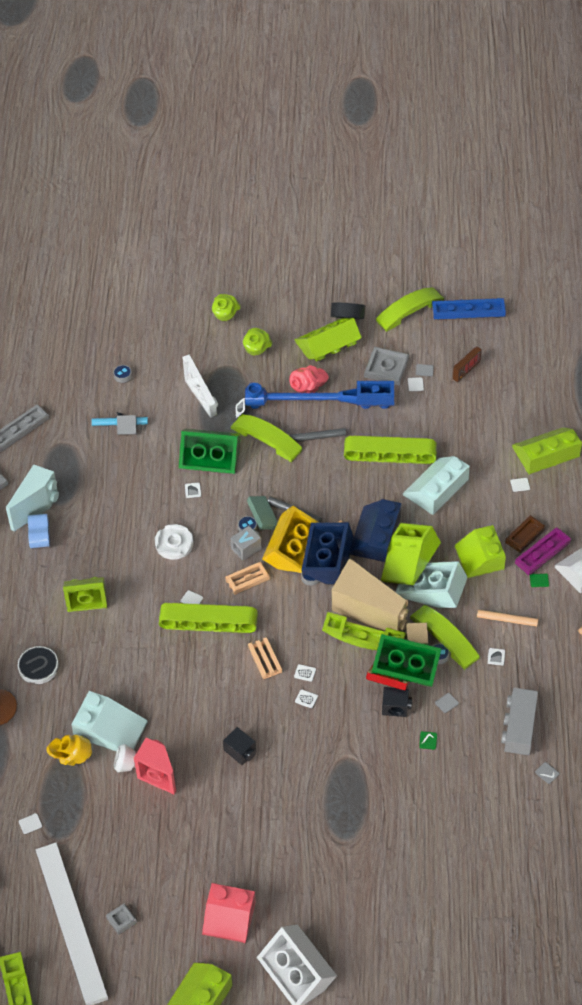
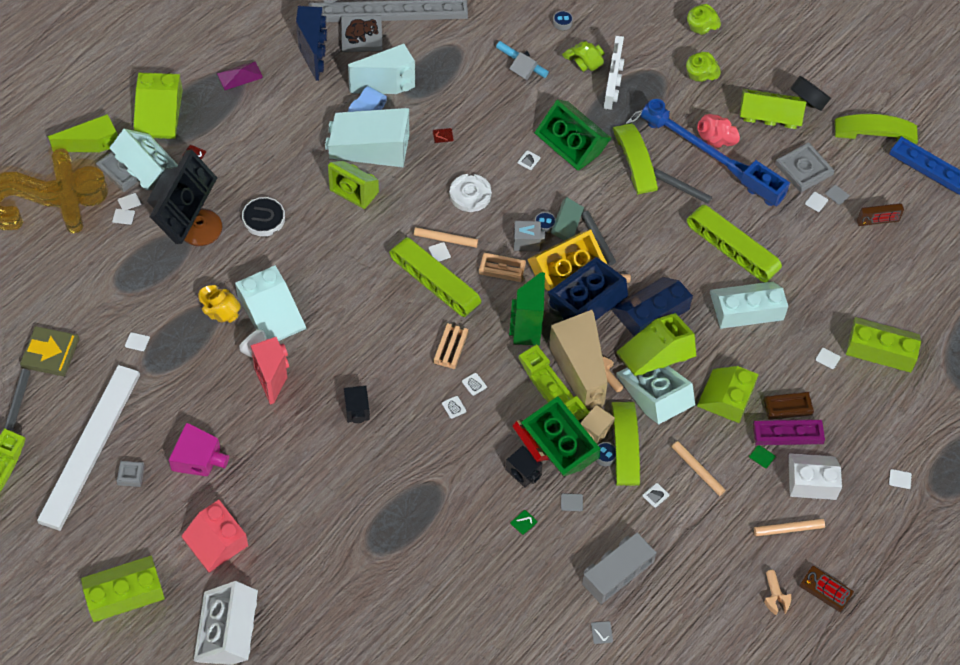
camera: 35 degrees right, 5 degrees up
(65, 550) = (370, 136): none -> light aqua slope
(113, 515) = (443, 135): none -> clear red sticker
(158, 865) = (197, 452): none -> dark pink torso
(167, 386) = (585, 55): none -> lime head
(187, 585) = (446, 237): none -> light nougat bar
(306, 592) = (528, 312): none -> green slope

